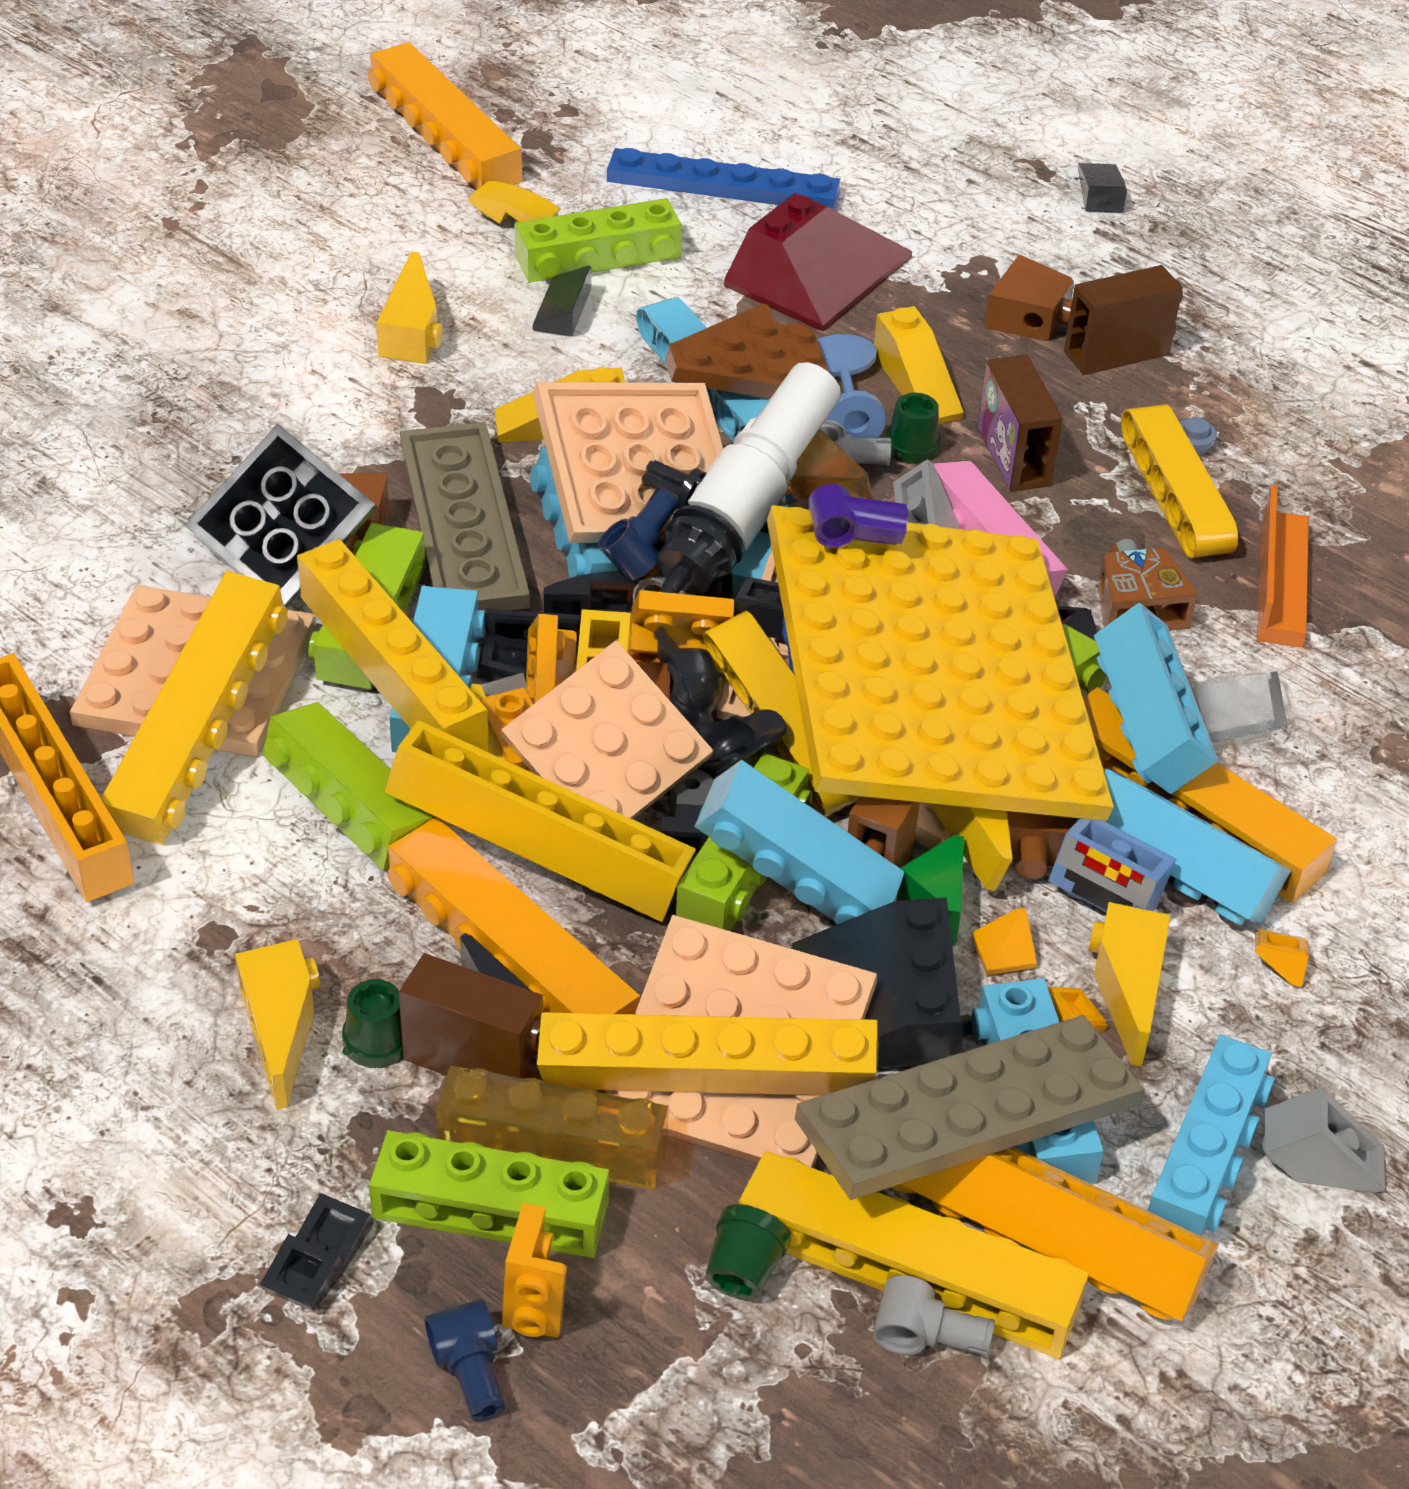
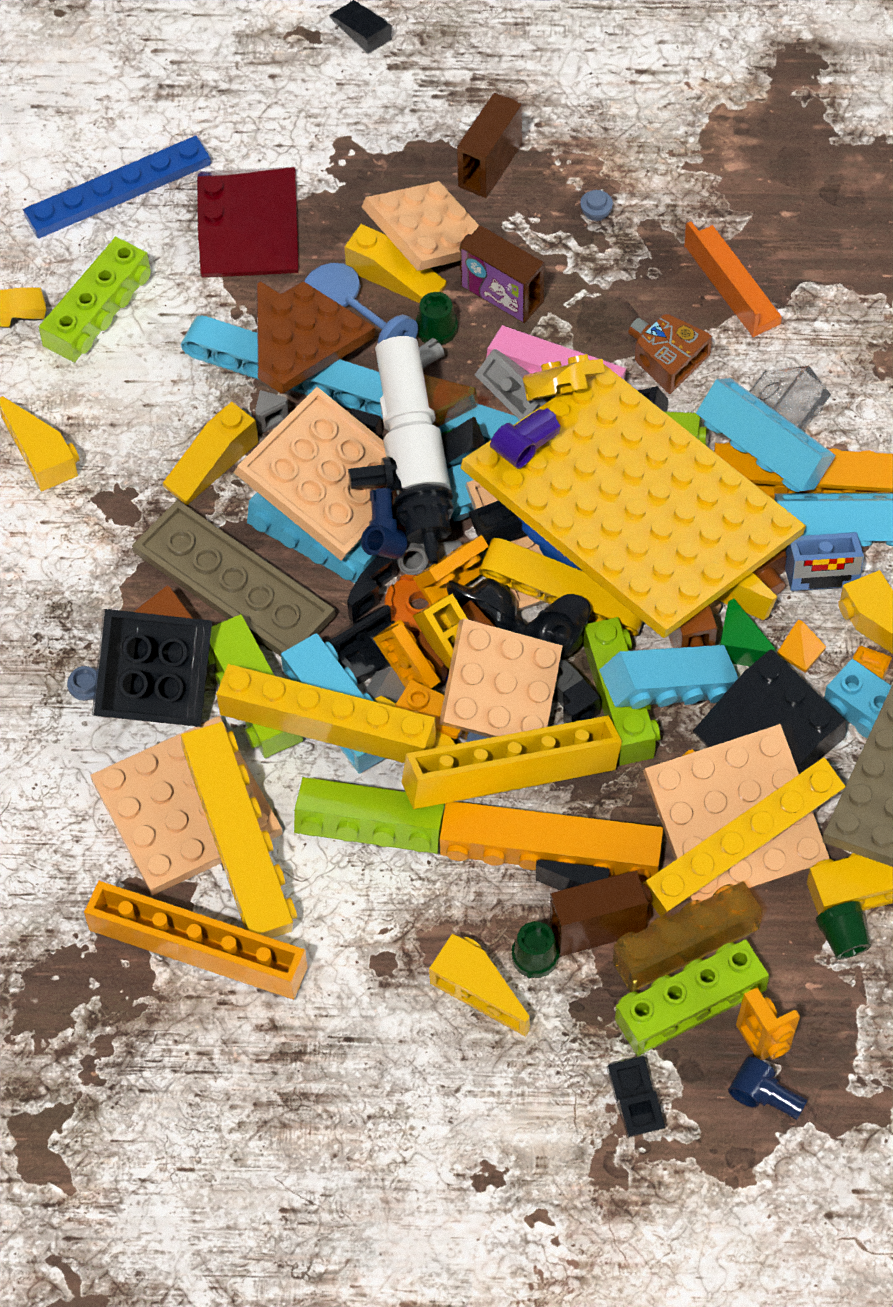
camera: 35 degrees left, 15 degrees up
(564, 302) = (119, 365): black slope -> none
(968, 510) = (560, 379): none -> yellow slope
(971, 332) = (422, 223): none -> light nougat plate
(1030, 300) = (414, 158): dark orange torso -> none
(1179, 481) = (619, 249): yellow beam -> none

